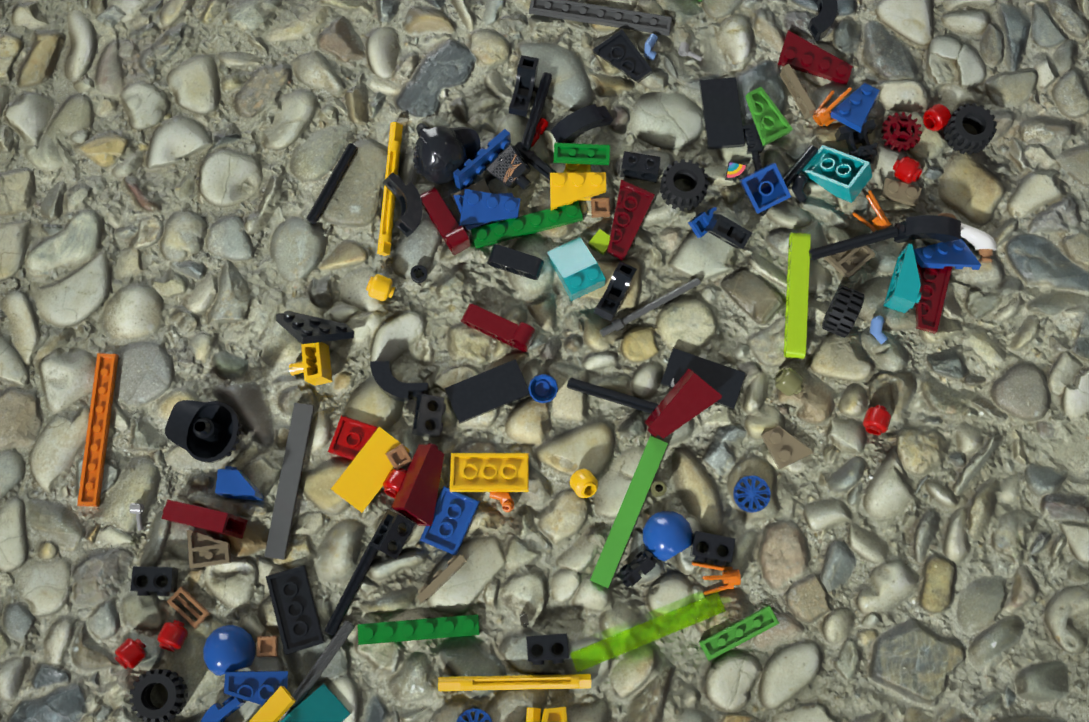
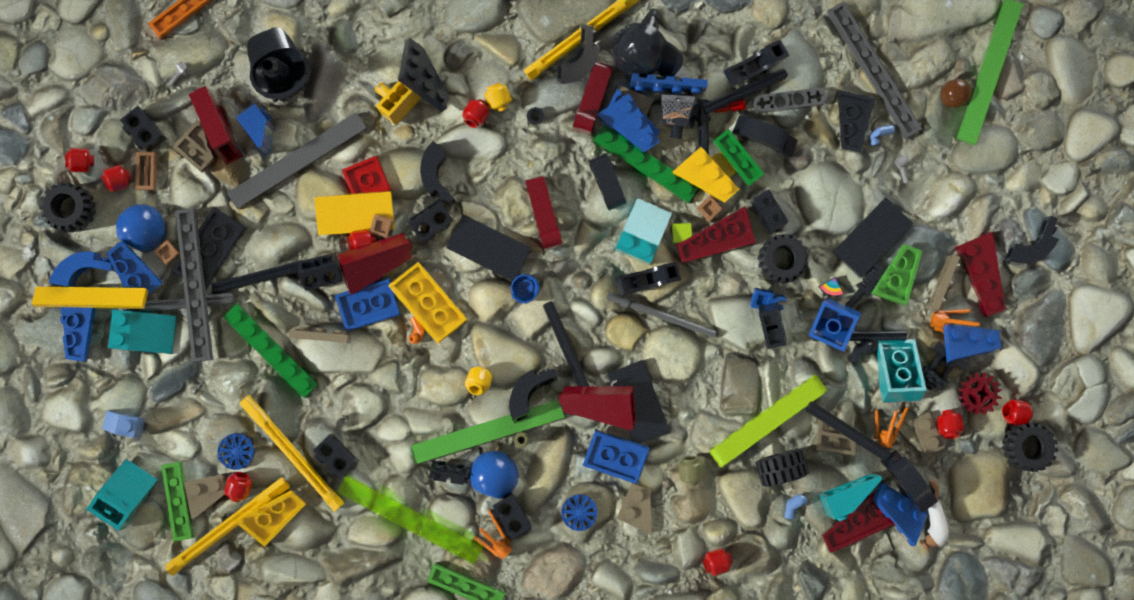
camera: 45 degrees right, 10 degrees up
(313, 645) = (194, 285): none -> dark grey tile
(377, 314) = (475, 113): none -> red head
(567, 86) = (789, 100): none -> dark grey beam
(628, 466) = (524, 389): none -> black arch
(731, 429) = (616, 456): none -> blue tile

